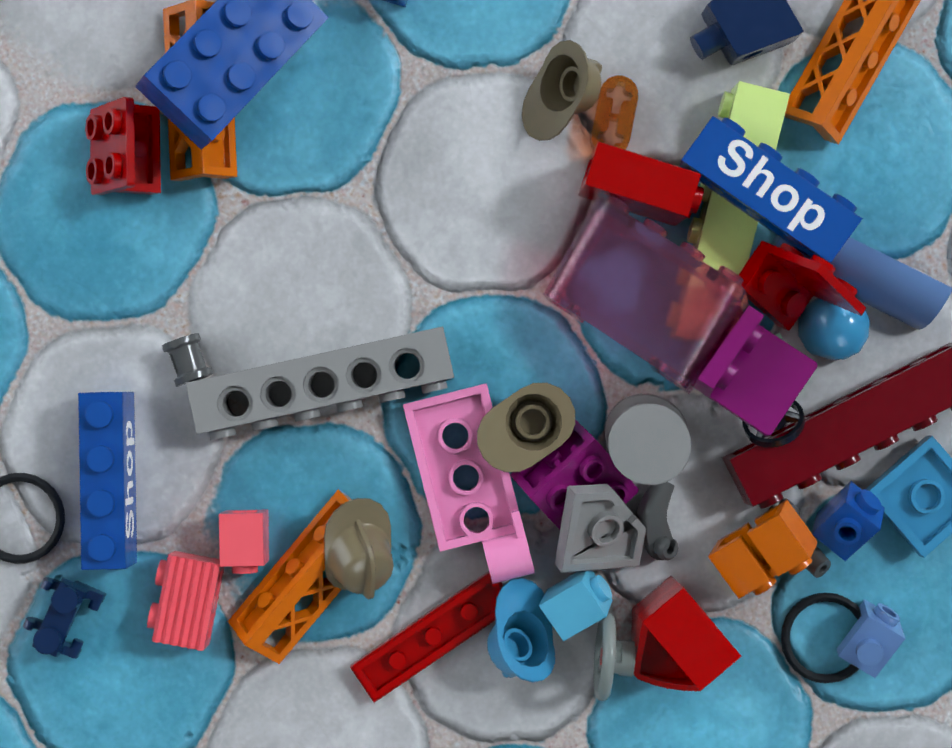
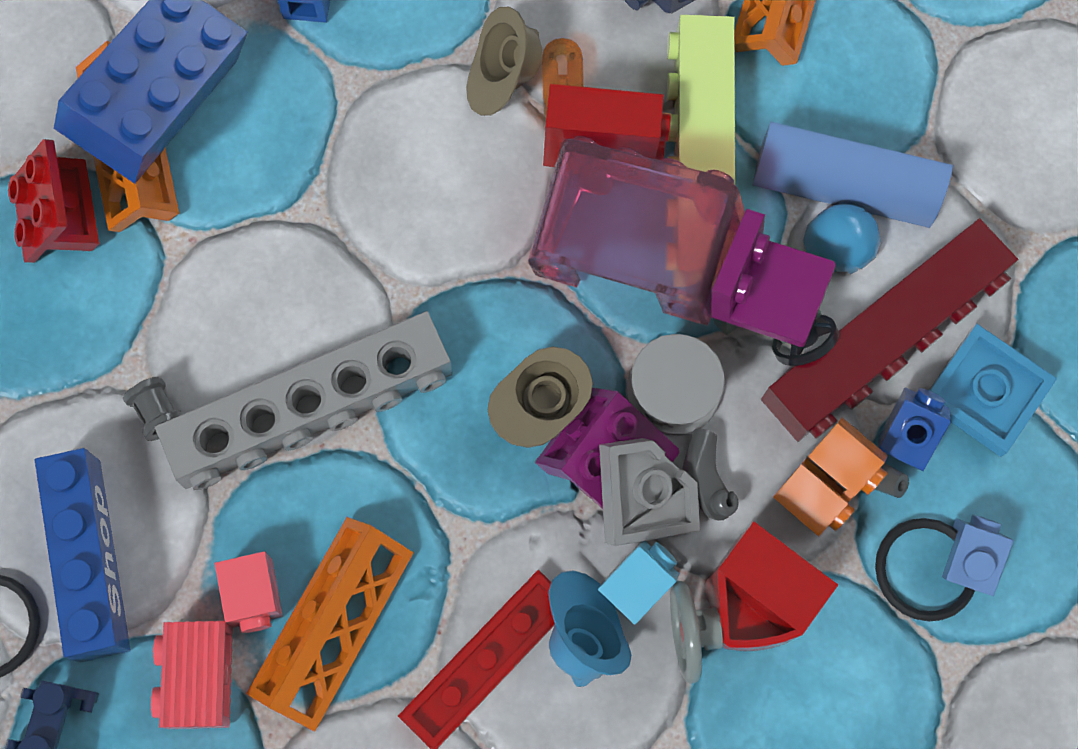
camera: 15 degrees left, 15 degrees down
(358, 547) = (380, 569): dark tan piece -> none
(504, 536) = (544, 527): bright pink hinge -> none
(770, 191) = (741, 102): blue brick -> none
(785, 281) = (791, 187): red bracket -> none

